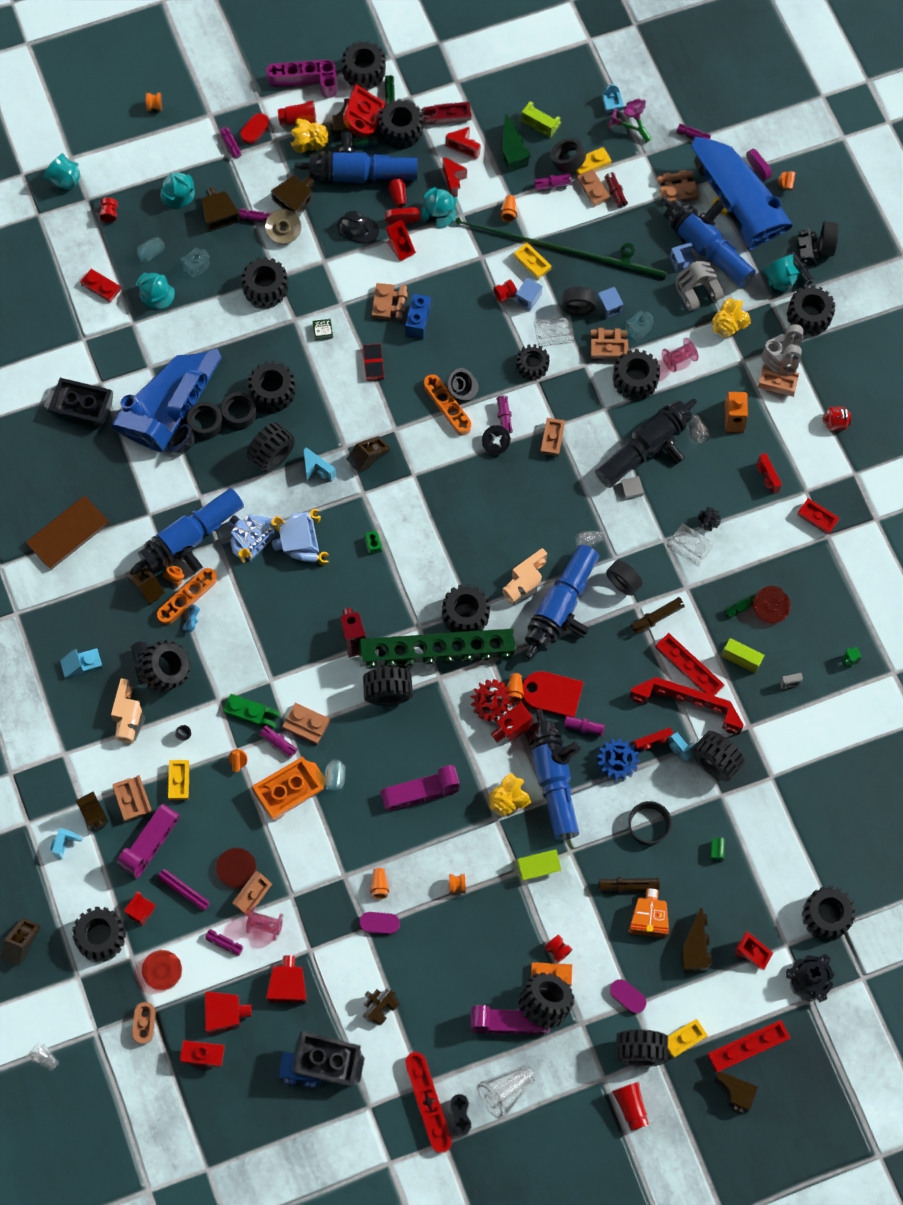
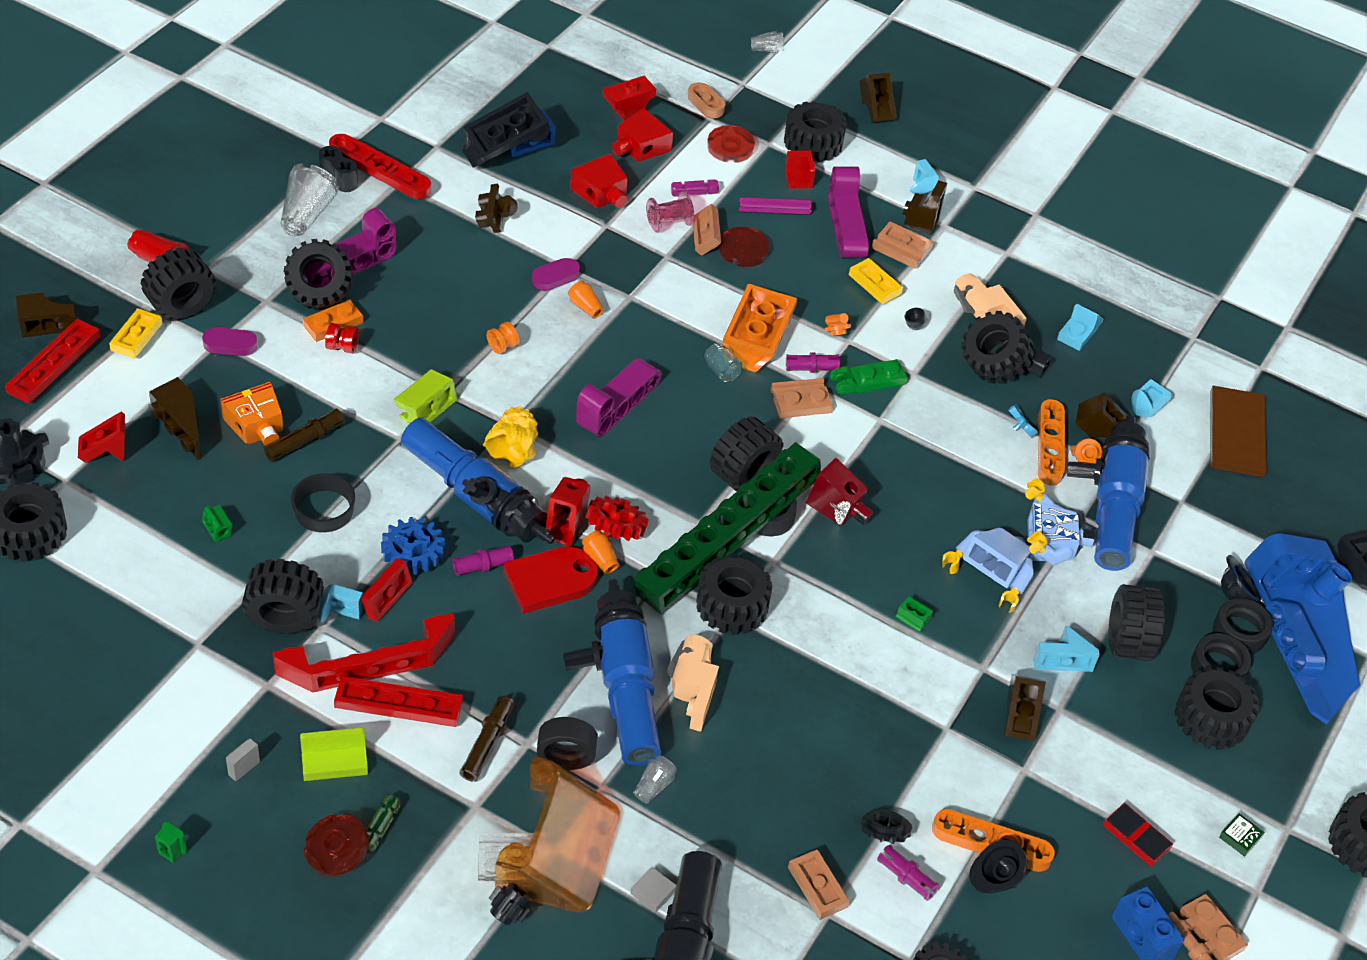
camera: 140 degrees right, 20 degrees down
(99, 583) = (1149, 399): none -> medium azure plate
(656, 530) = (567, 845): none -> clear orange windscreen

